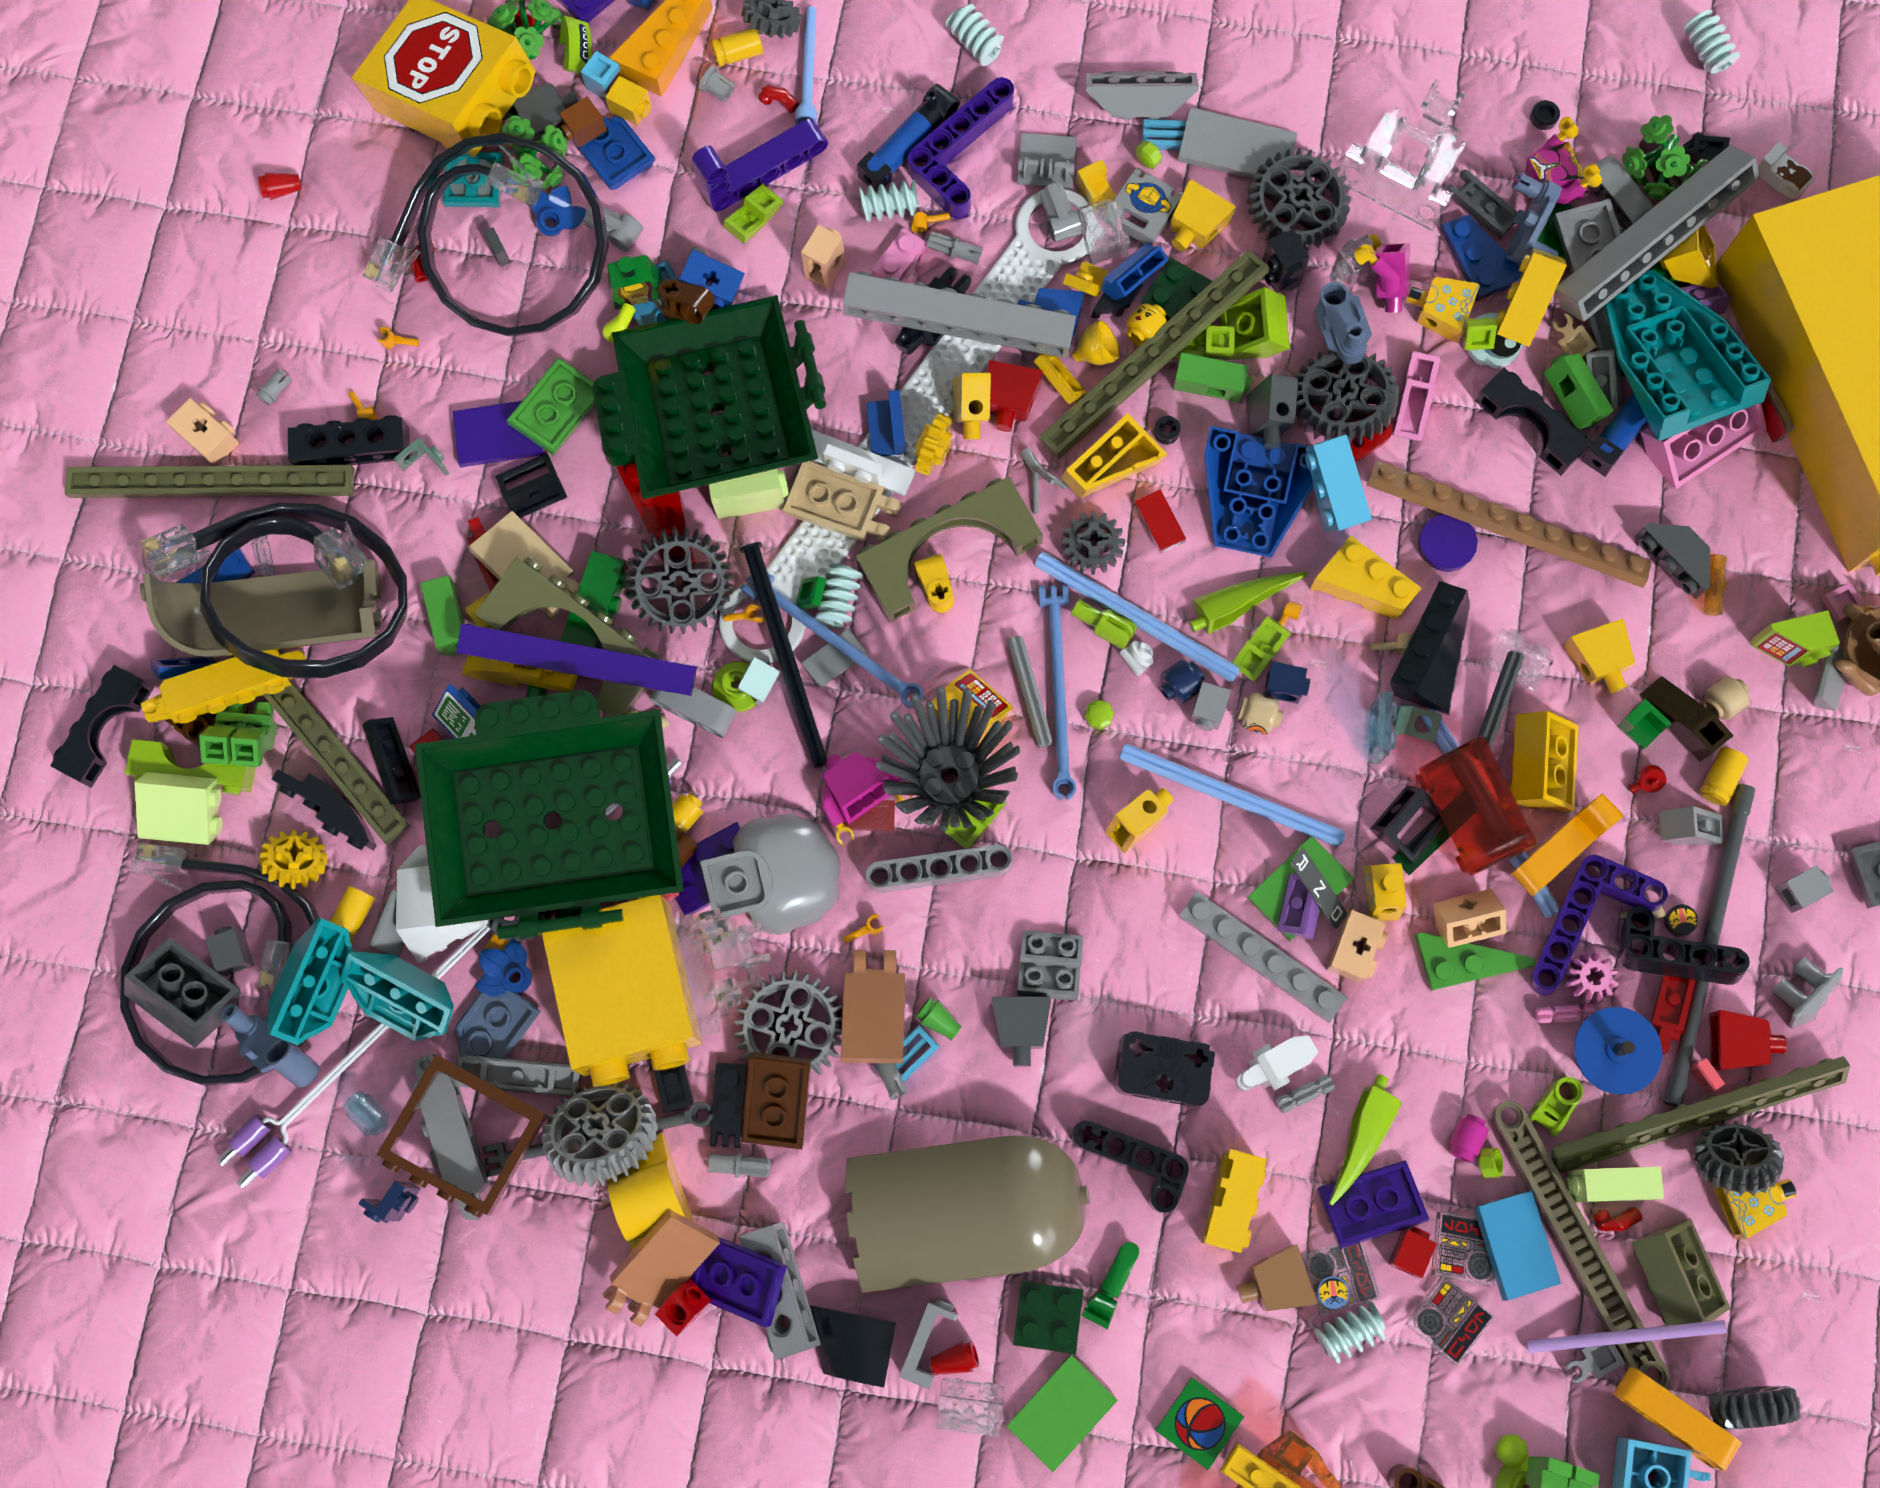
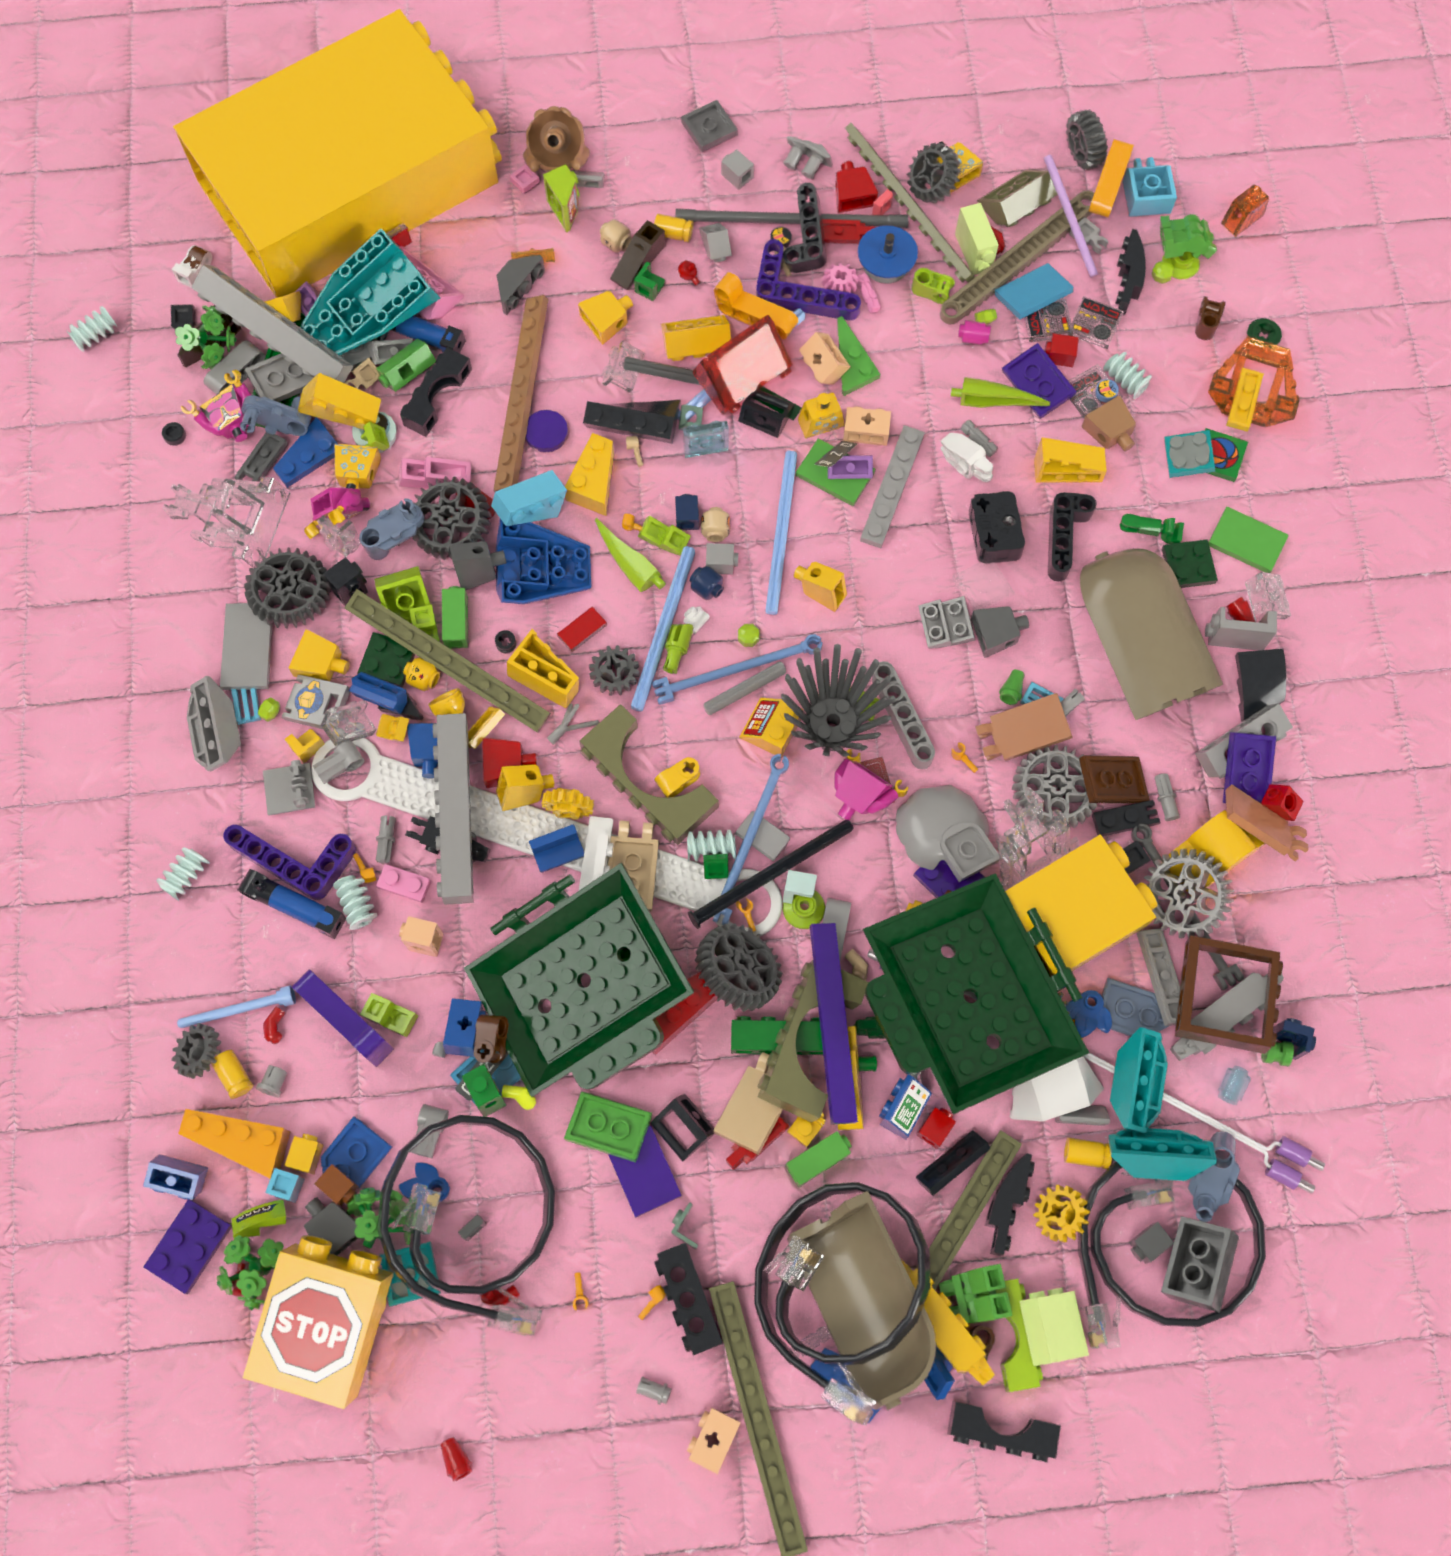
camera: 110 degrees left, 5 degrees down
(384, 1174) = (1280, 1053): none -> bright green wheel
(1208, 1376) = (1189, 454): none -> light grey piece
(1528, 1405) = (1132, 270): none -> black slope

